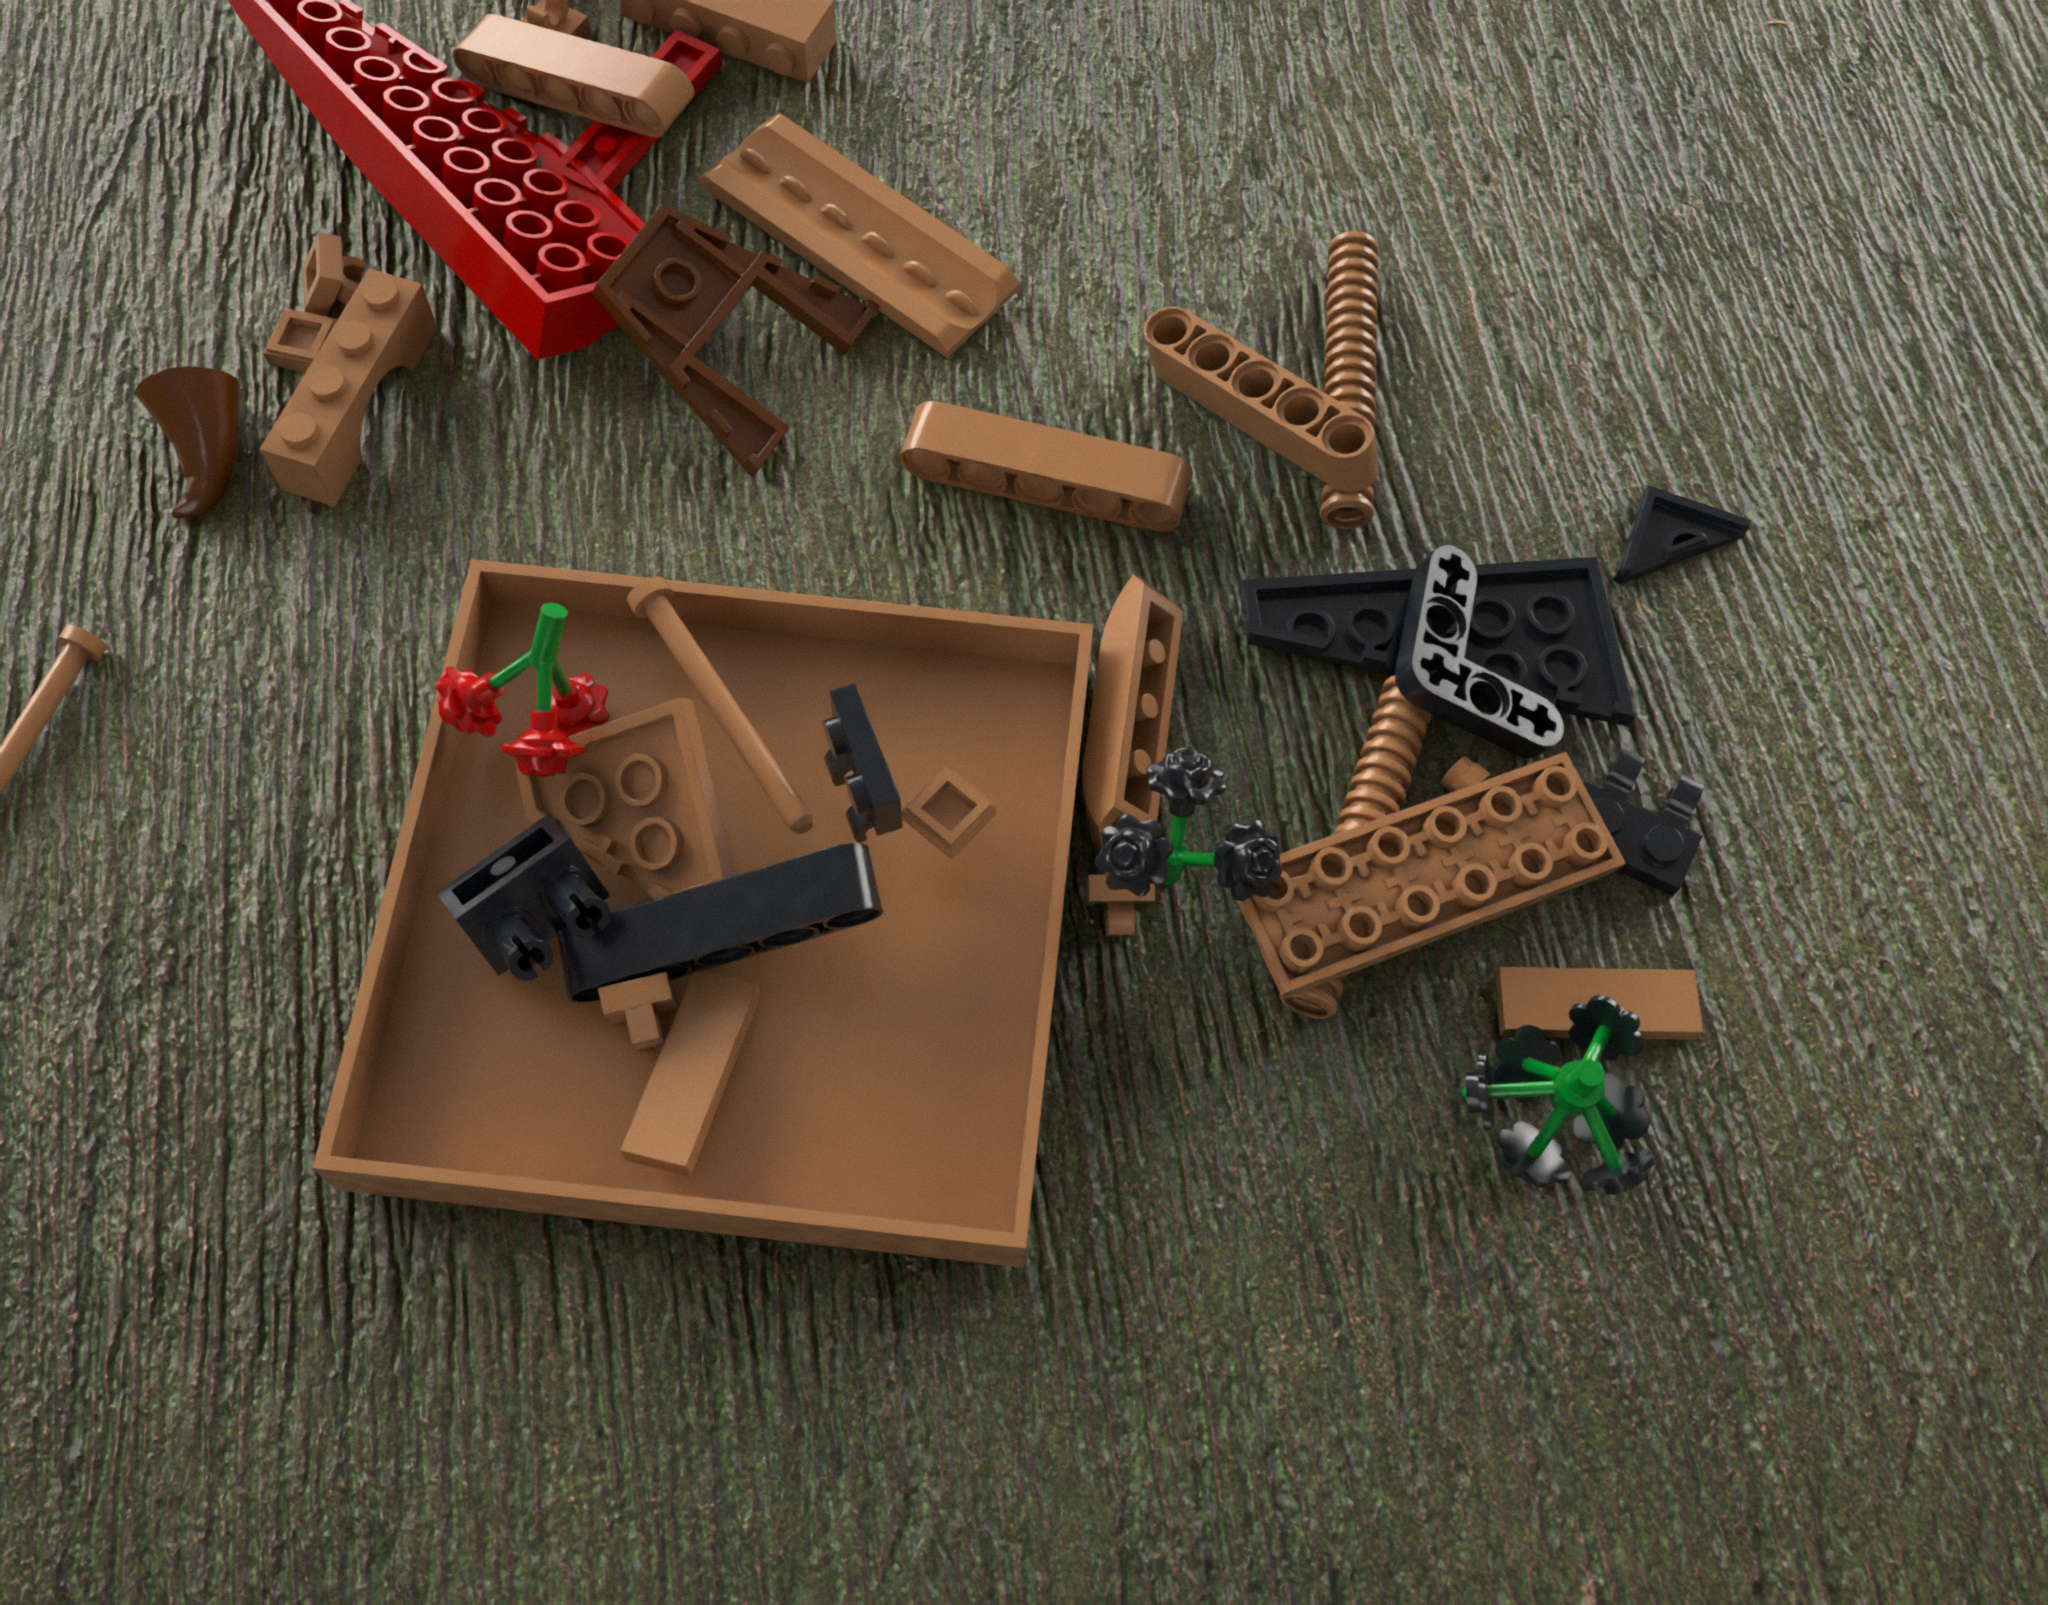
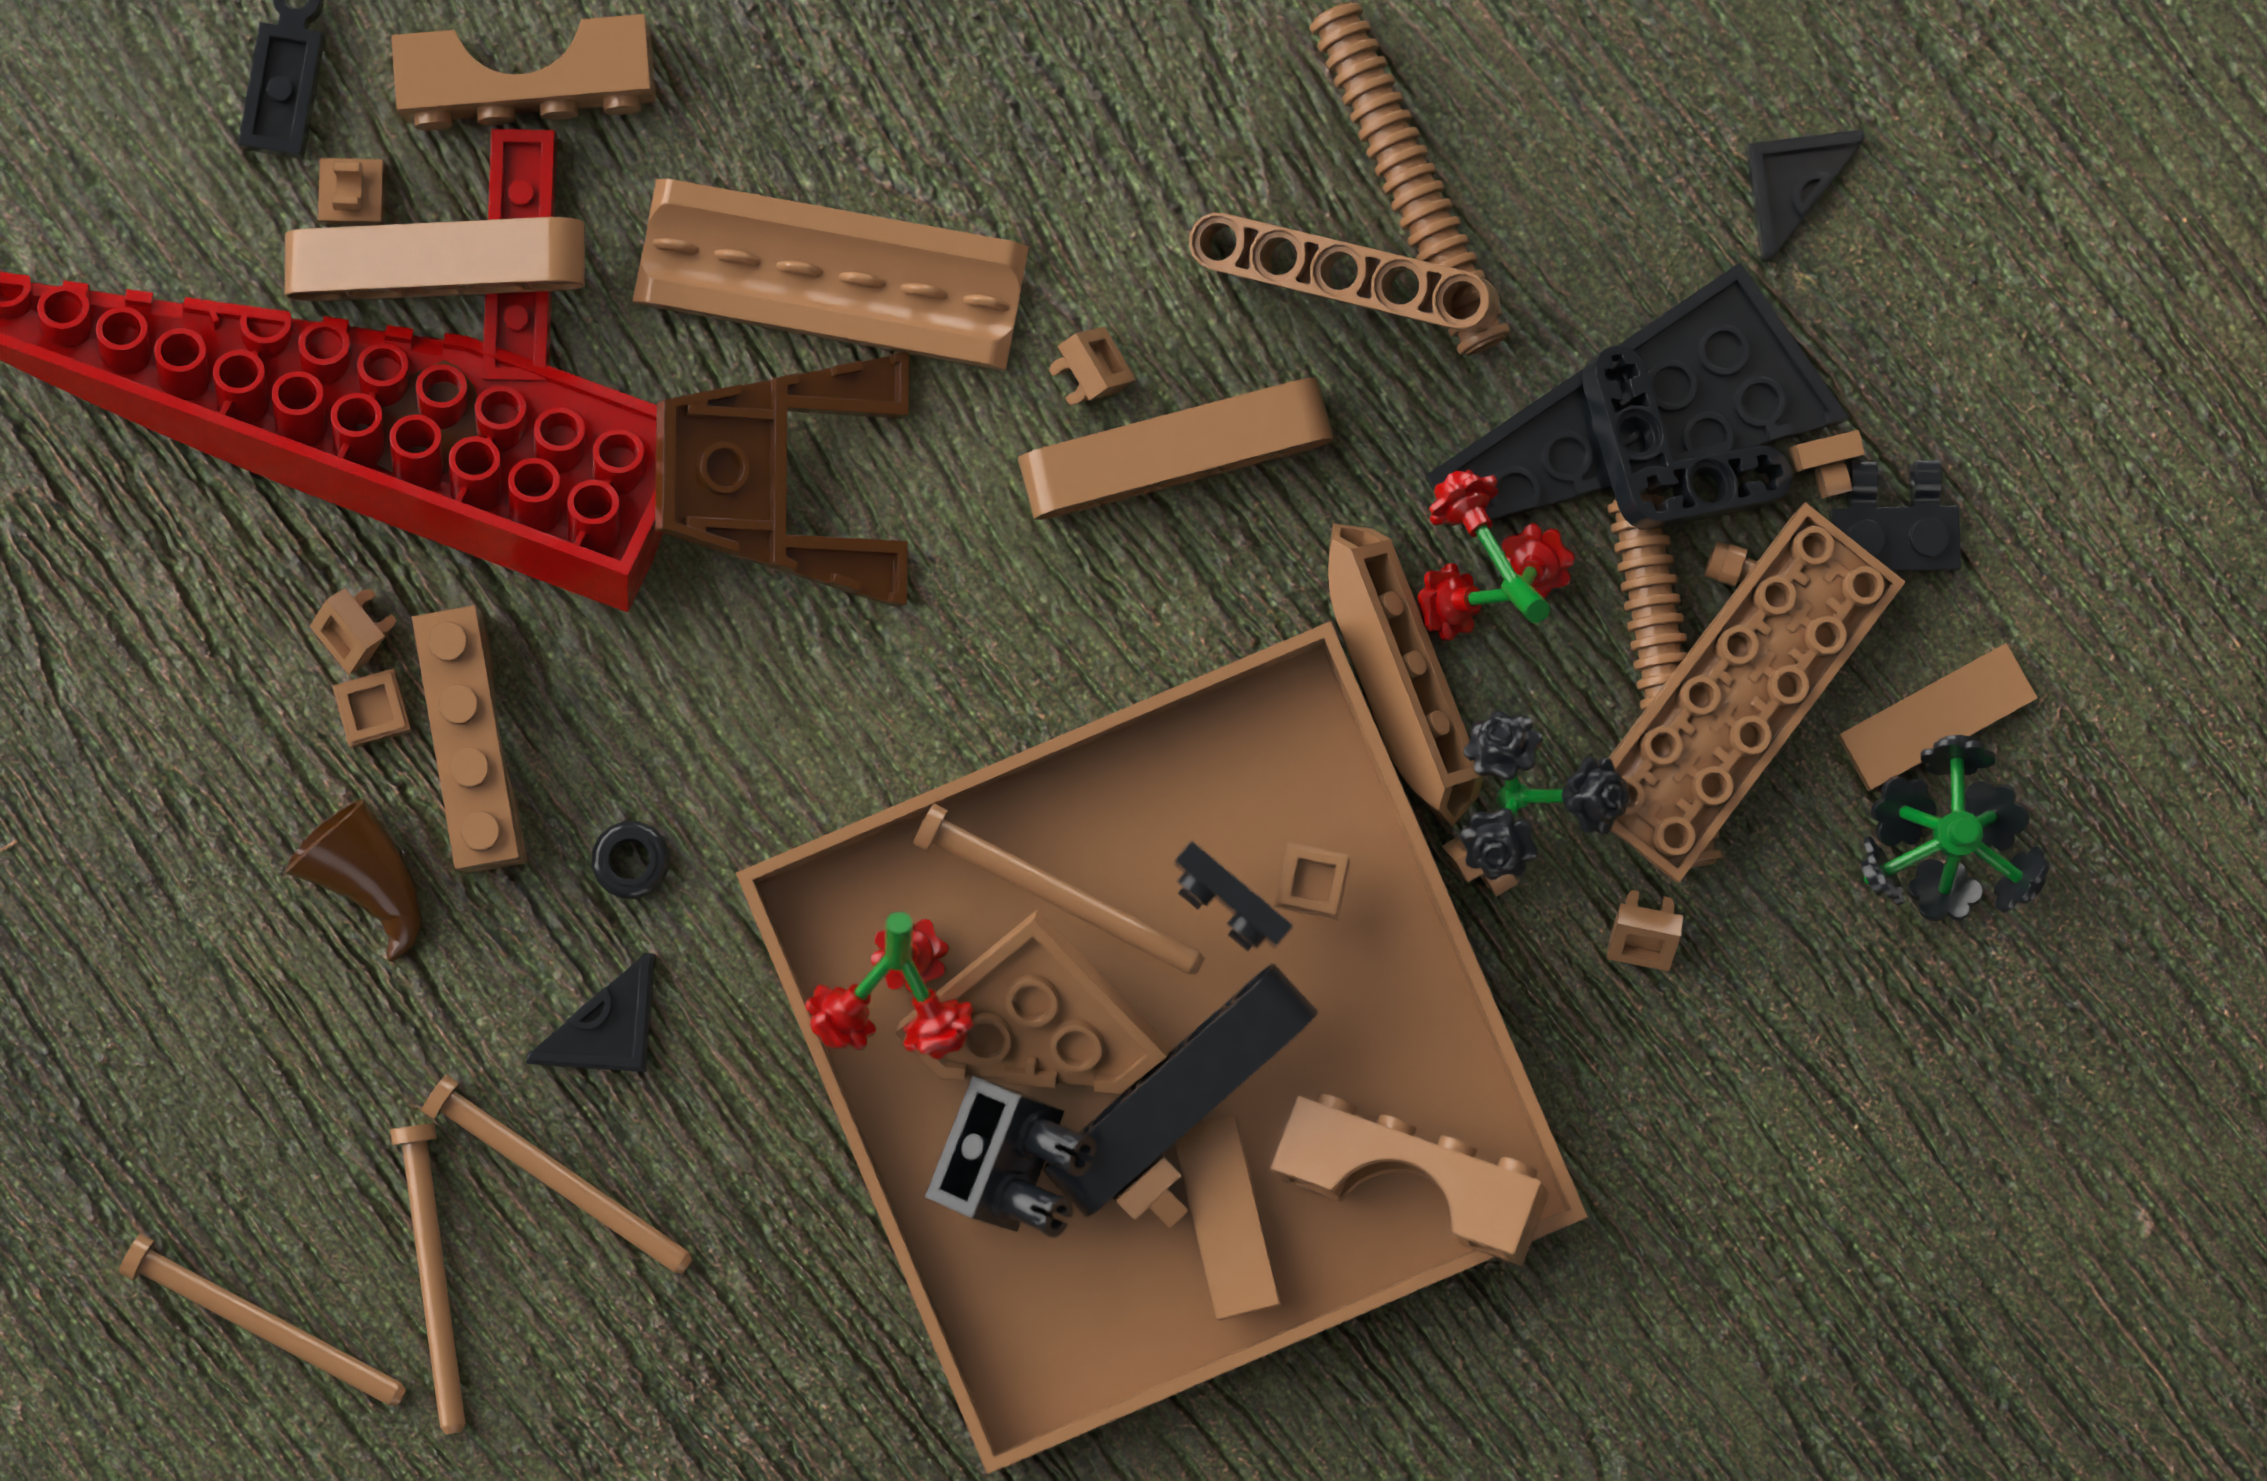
camera: 25 degrees left, 20 degrees up
(127, 631) = (555, 1175): none -> medium nougat bar
(299, 652) = (609, 1028): none -> black tile
(405, 520) = (630, 832): none -> black piece
(935, 1174) = (1335, 1152): none -> medium nougat arch
(1017, 379) = (1095, 365): none -> medium nougat tile
(1225, 1041) = (1645, 934): none -> medium nougat tile
(1293, 687) = (1529, 568): none -> red plant
(1599, 738) = (1828, 459): none -> medium nougat tile

